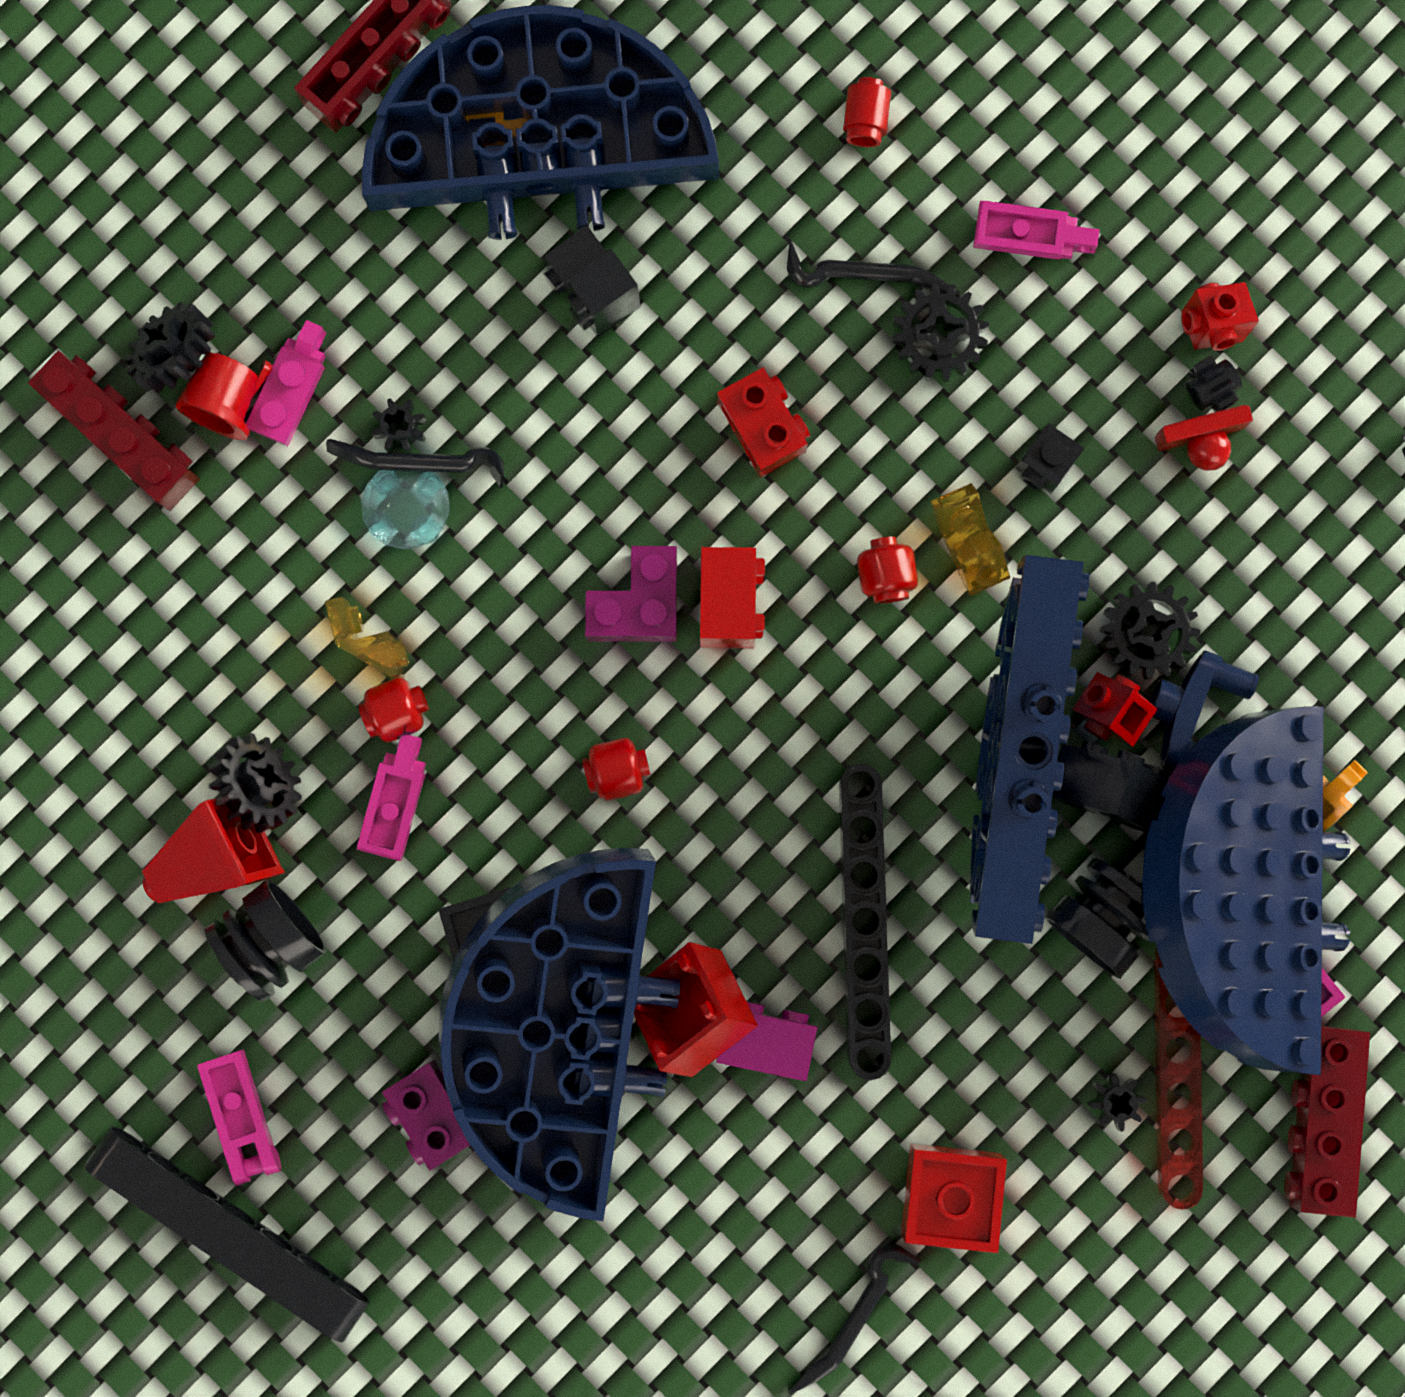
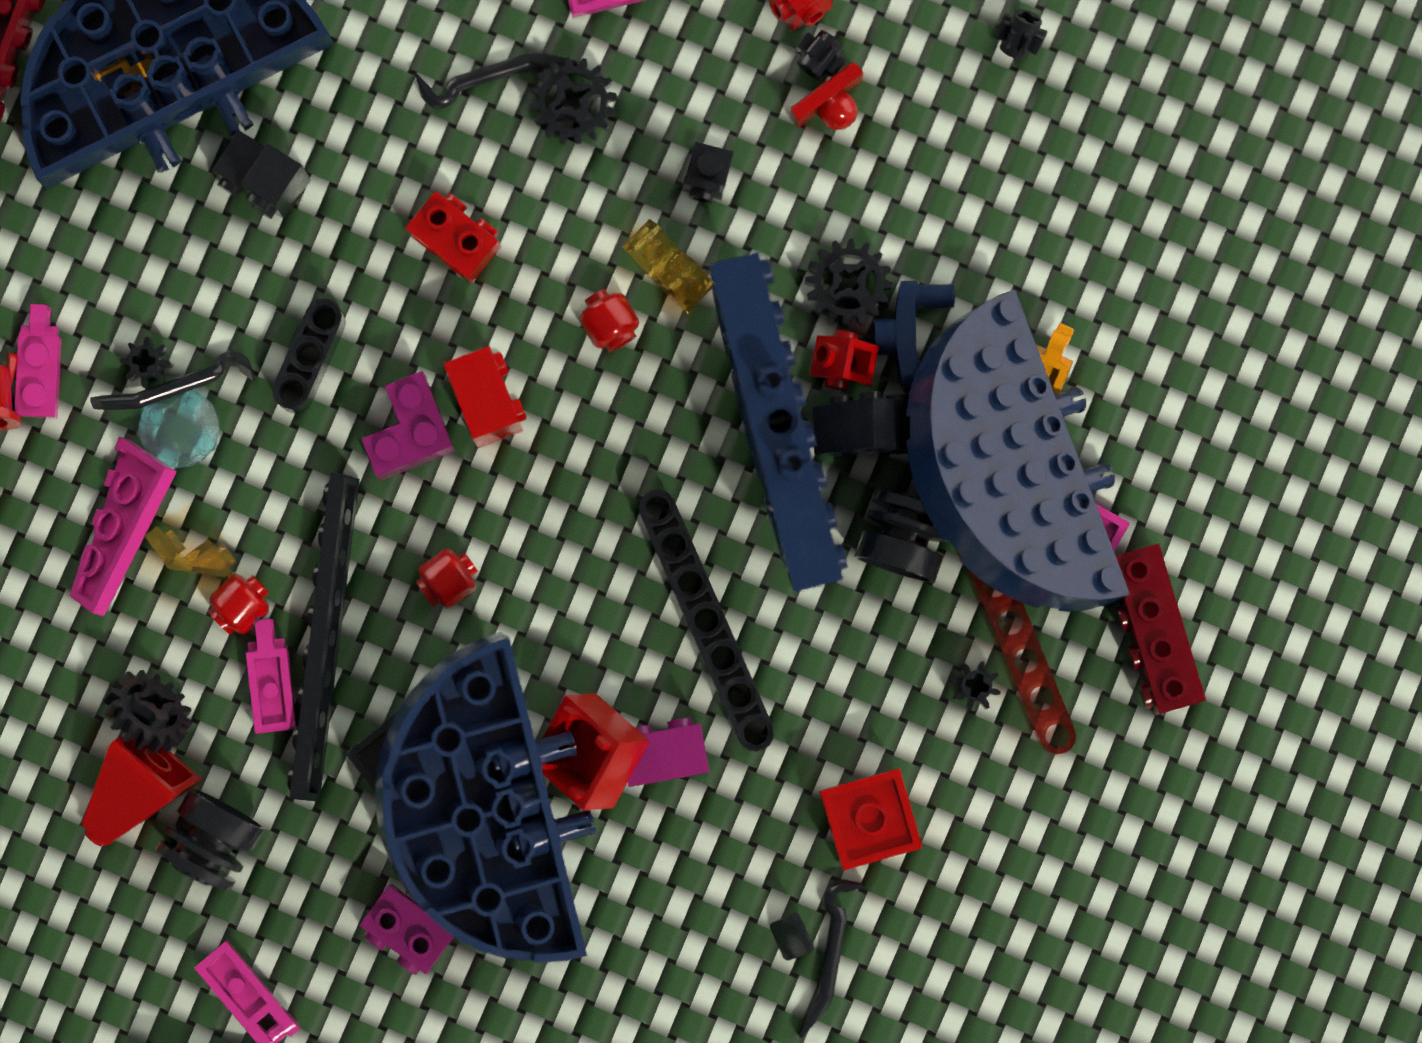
camera: 30 degrees left, 0 degrees up
(304, 583) = (119, 528): none -> dark pink wing
(458, 792) = (325, 622): none -> black plate
(574, 464) = (307, 336): none -> black beam
(822, 1284) = (791, 936): none -> black slope

